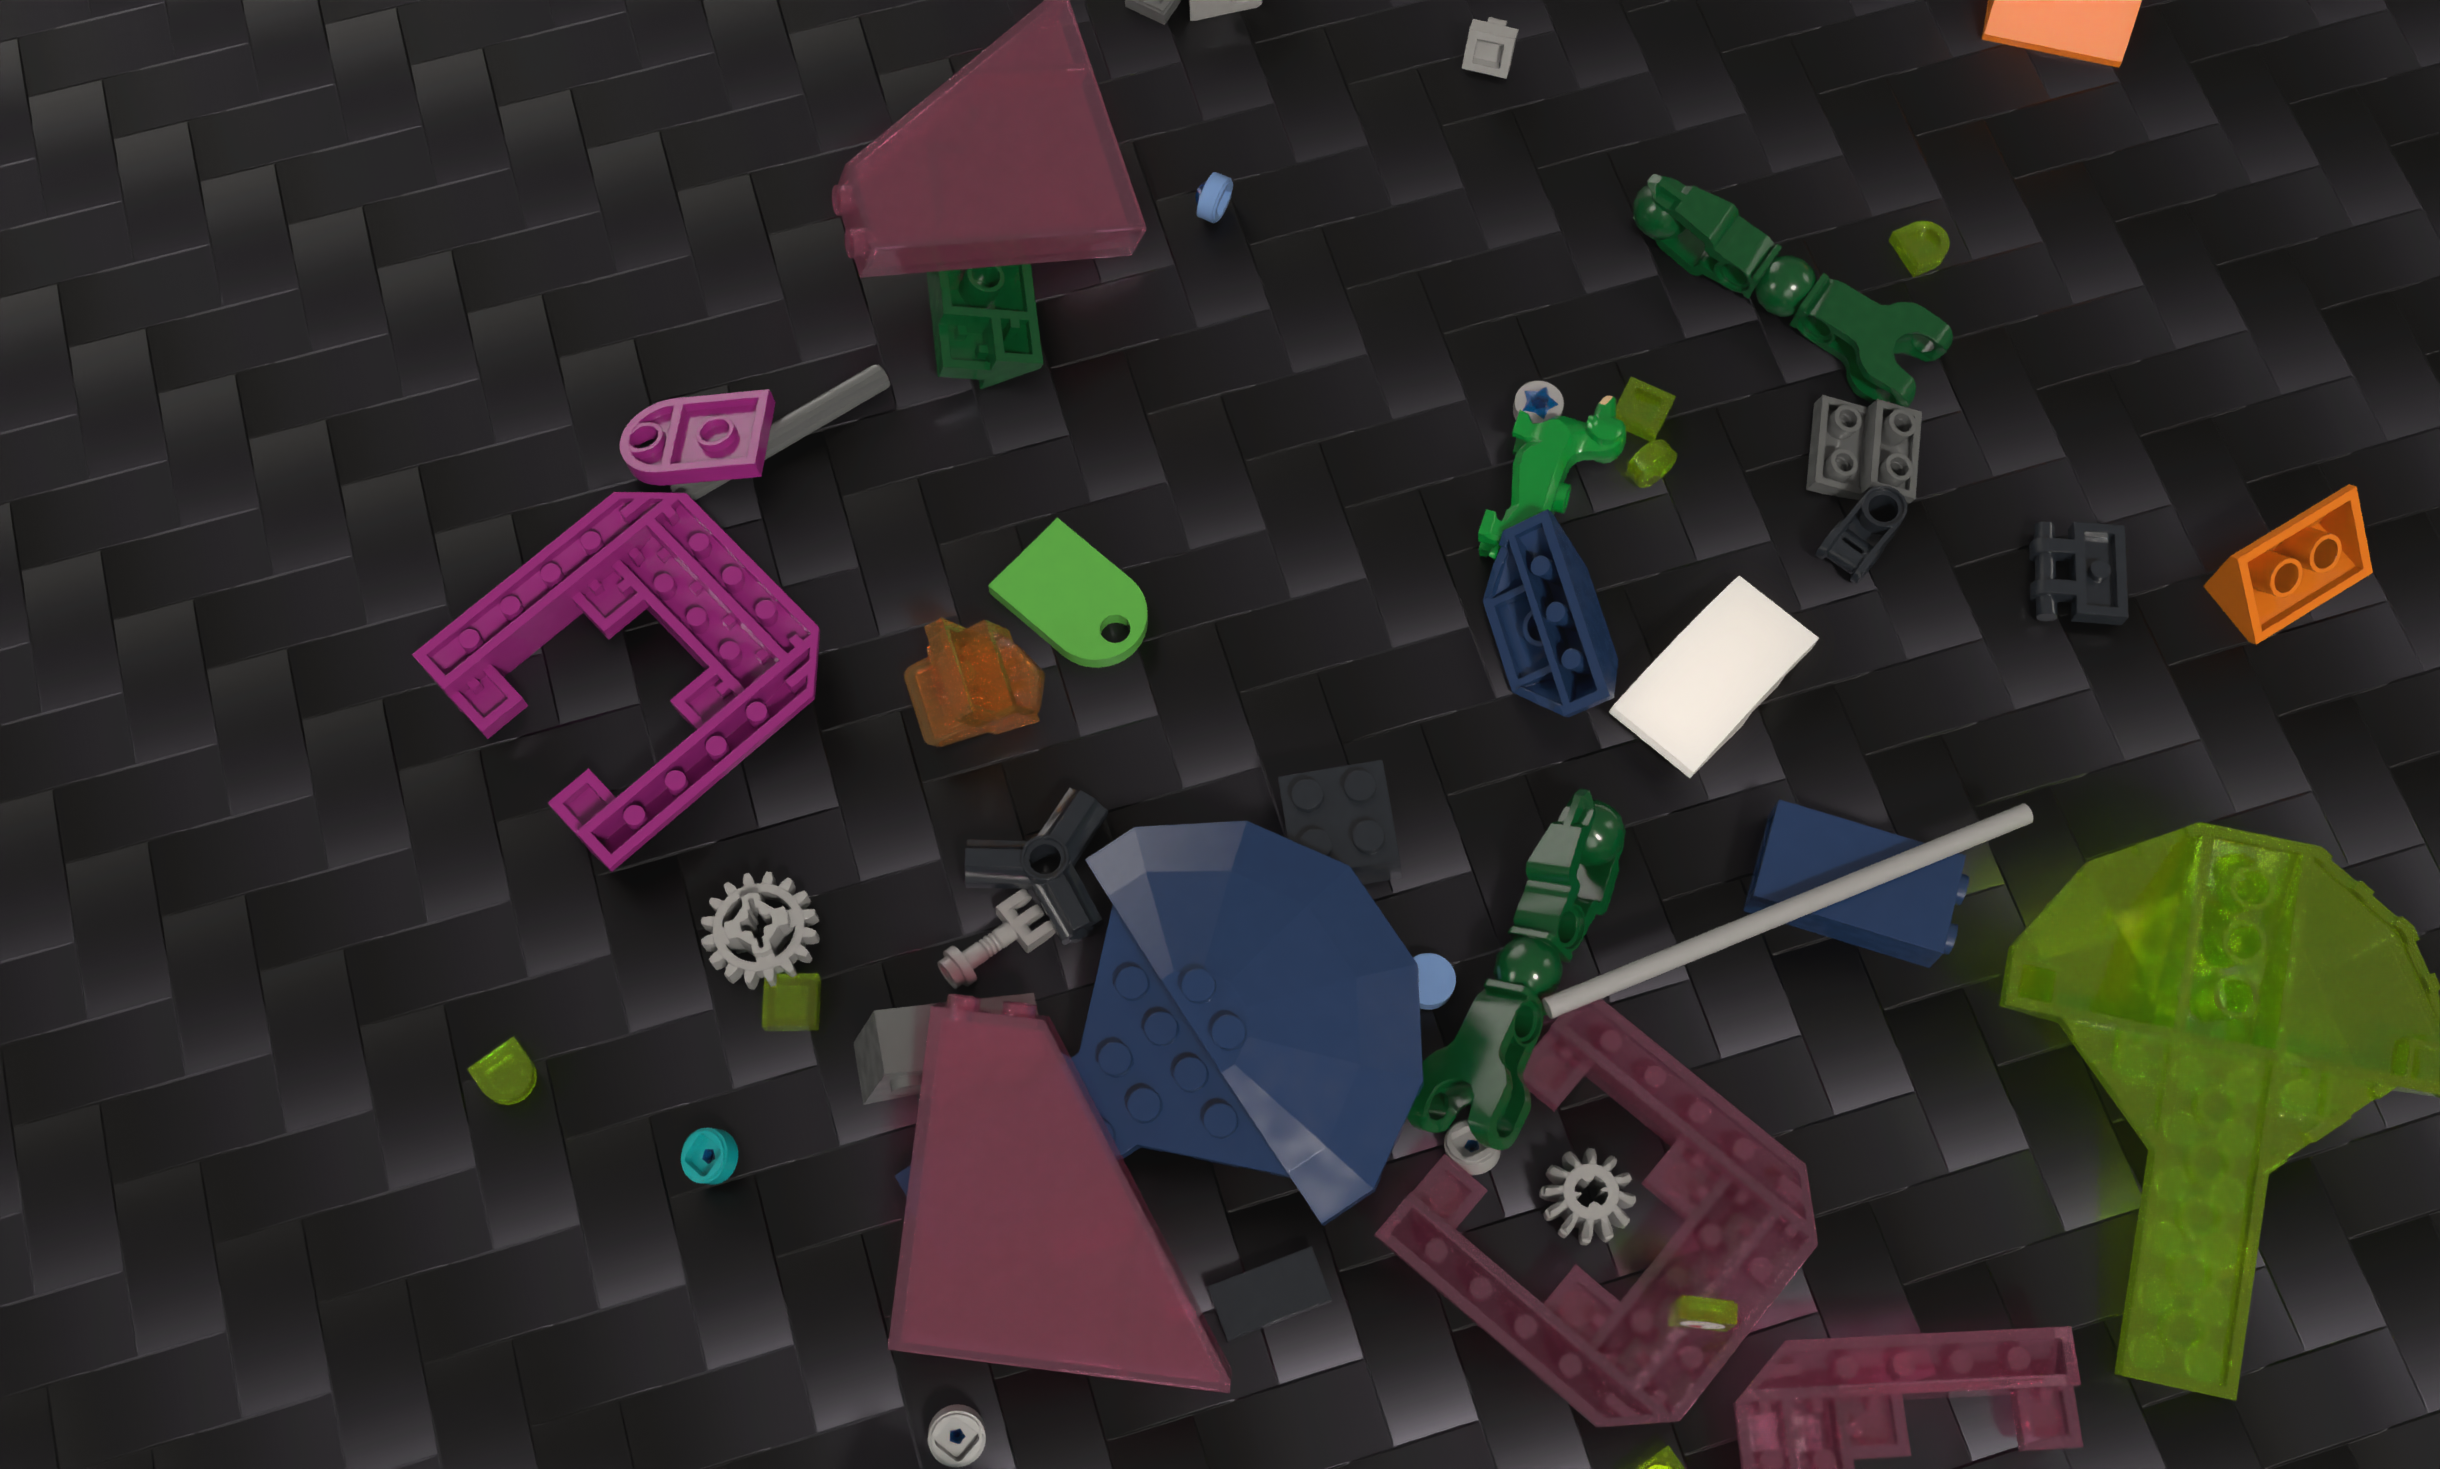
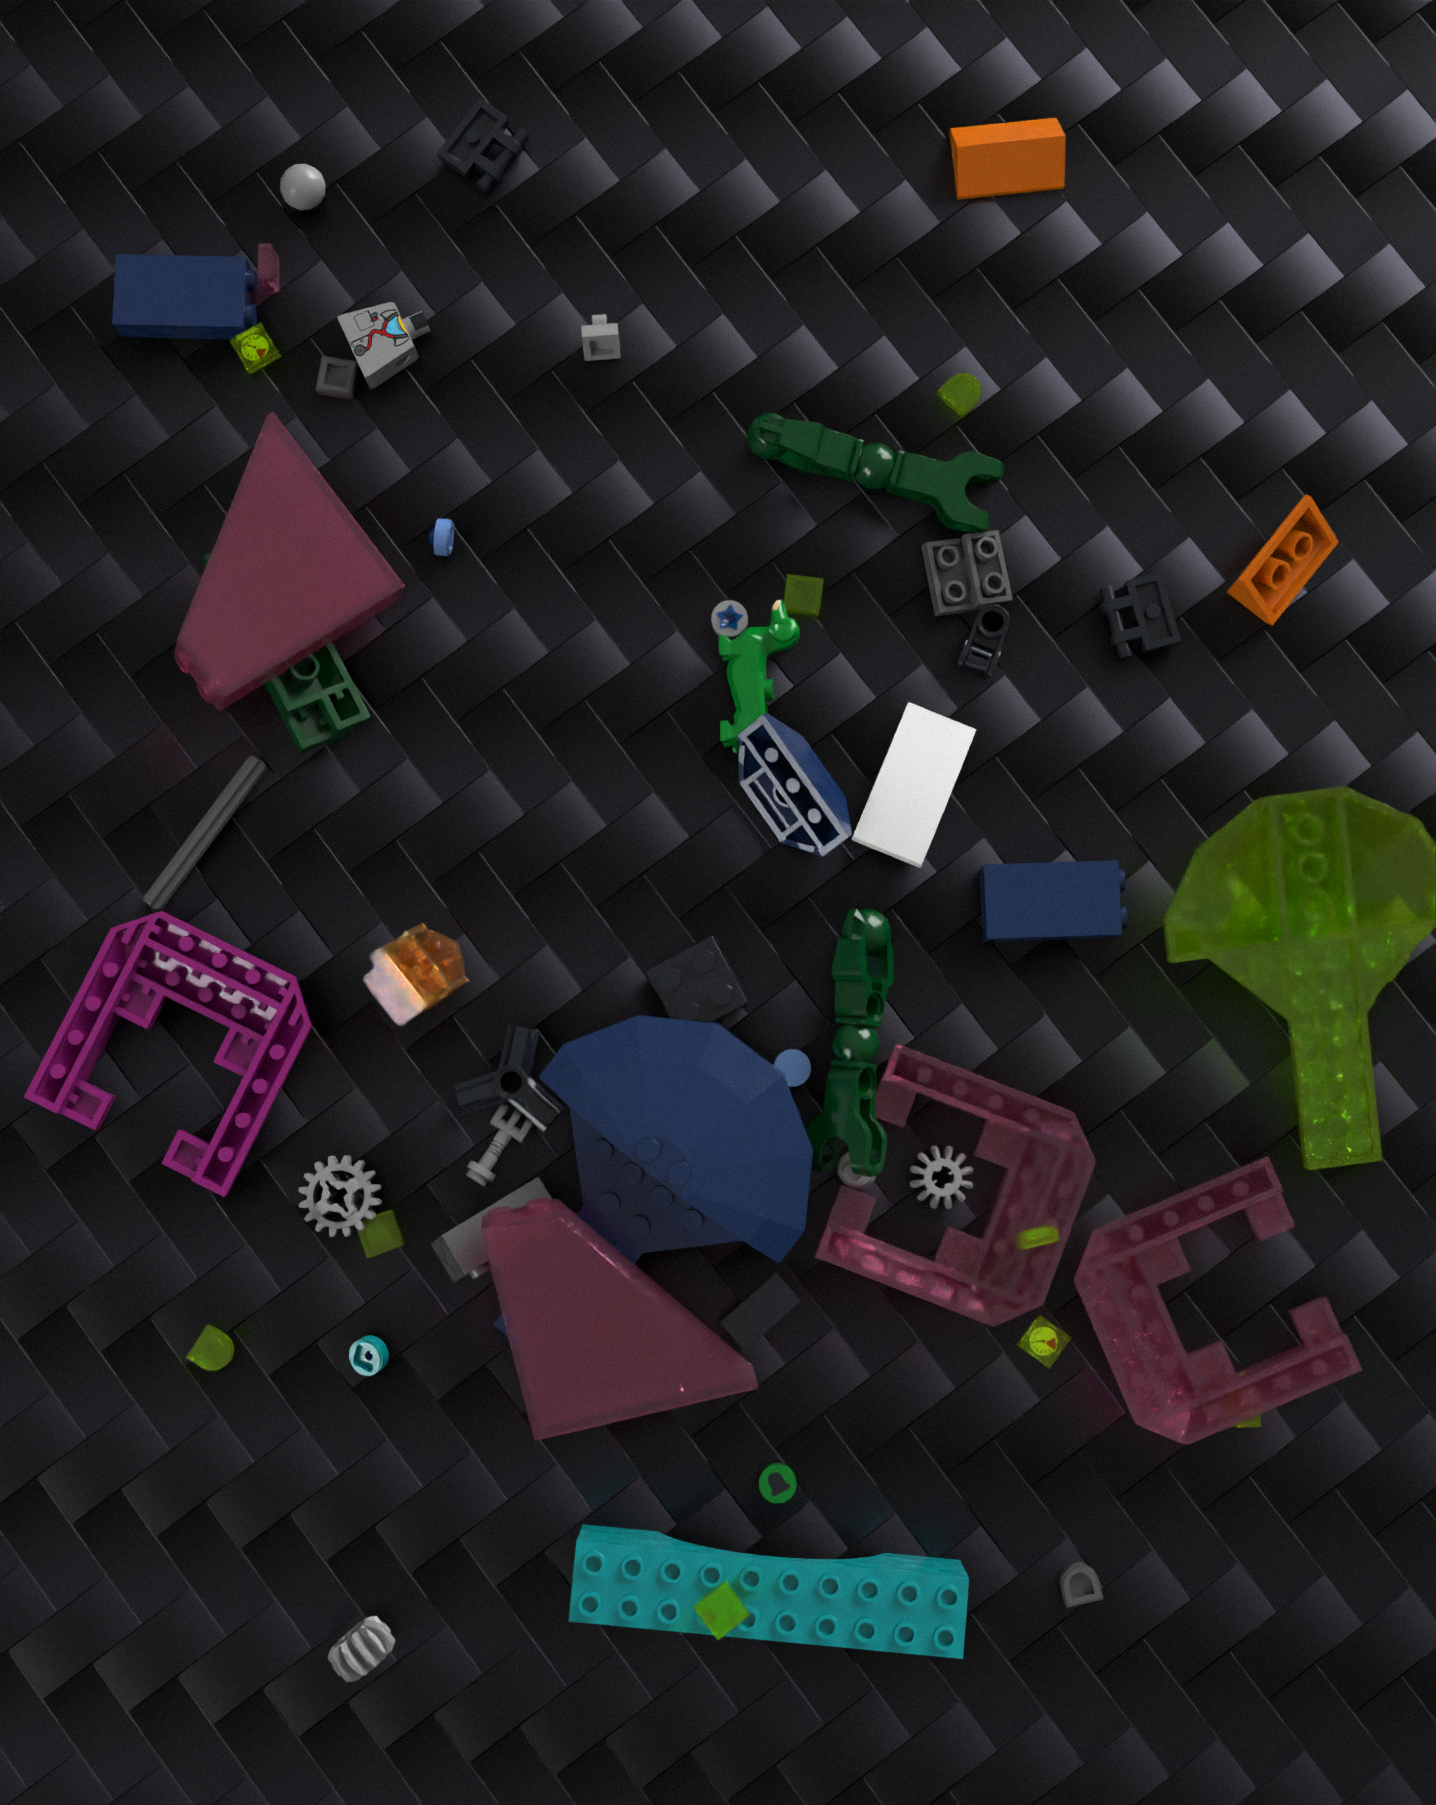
camera: 15 degrees left, 15 degrees up
(700, 438) = (151, 859): magenta tile -> none
(956, 1435) = (596, 1472): light grey tile -> none
(1071, 595) = (455, 880): bright green tile -> none
(1651, 463) = (822, 638): clear neon green tile -> none
(1786, 911) = (1013, 943): light grey piece -> none

